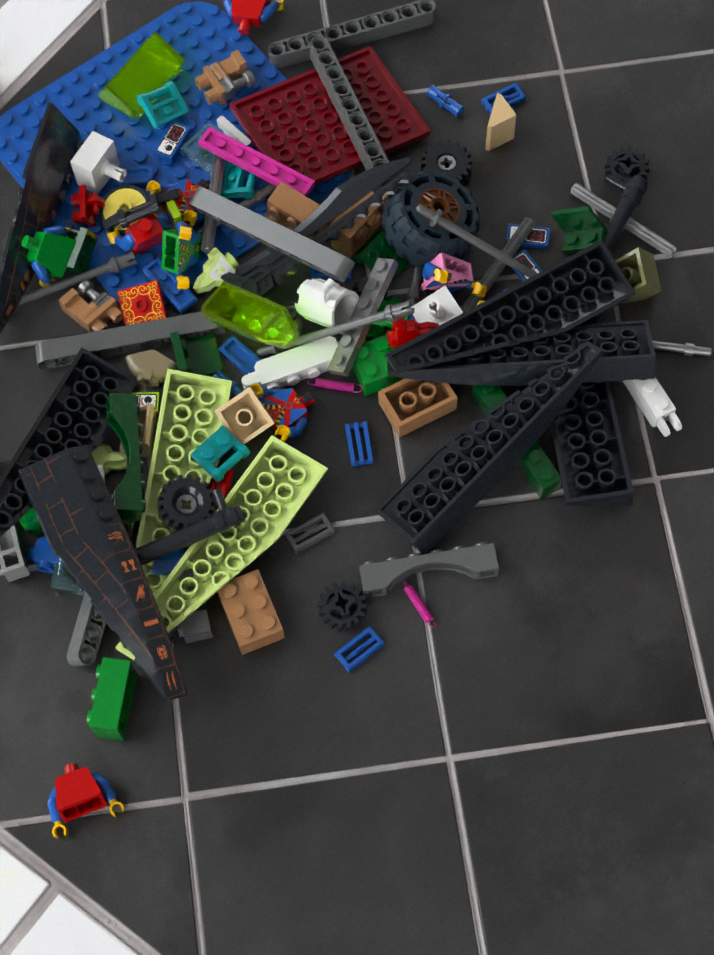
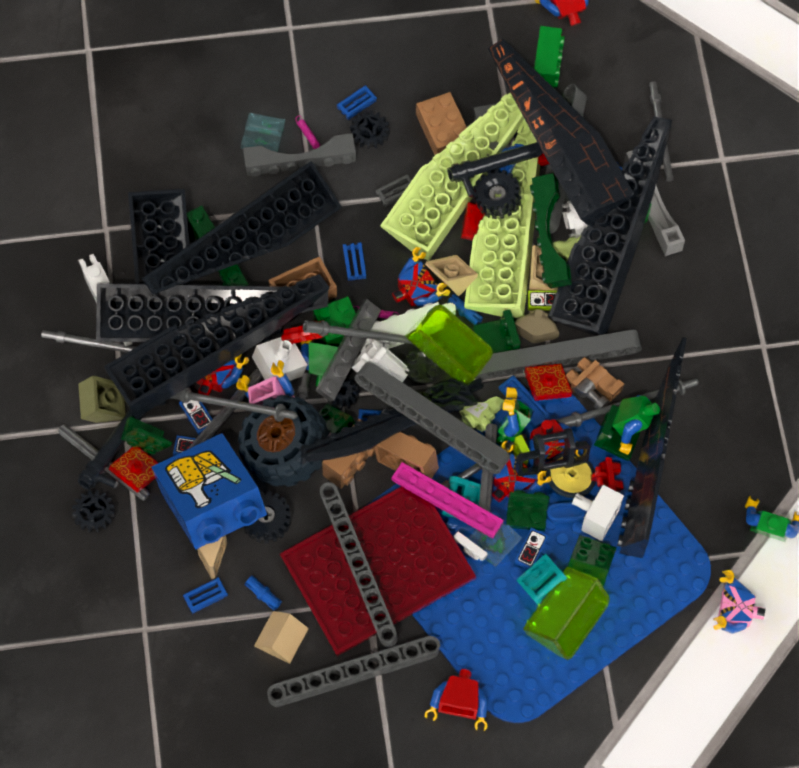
camera: 175 degrees right, 0 degrees up
(113, 126) = (592, 558): none -> dark green bracket
(172, 170) = (527, 510): none -> dark green bracket
(214, 448) = (475, 245): teal plate -> none
(225, 78) = (487, 612): medium nougat hips -> none
(426, 64) = (281, 636): none -> tan slope
(475, 602) = (263, 132): none -> clear light blue slope
(506, 159) = (209, 491): none -> blue brick
(588, 196) = (134, 468): none -> red plate

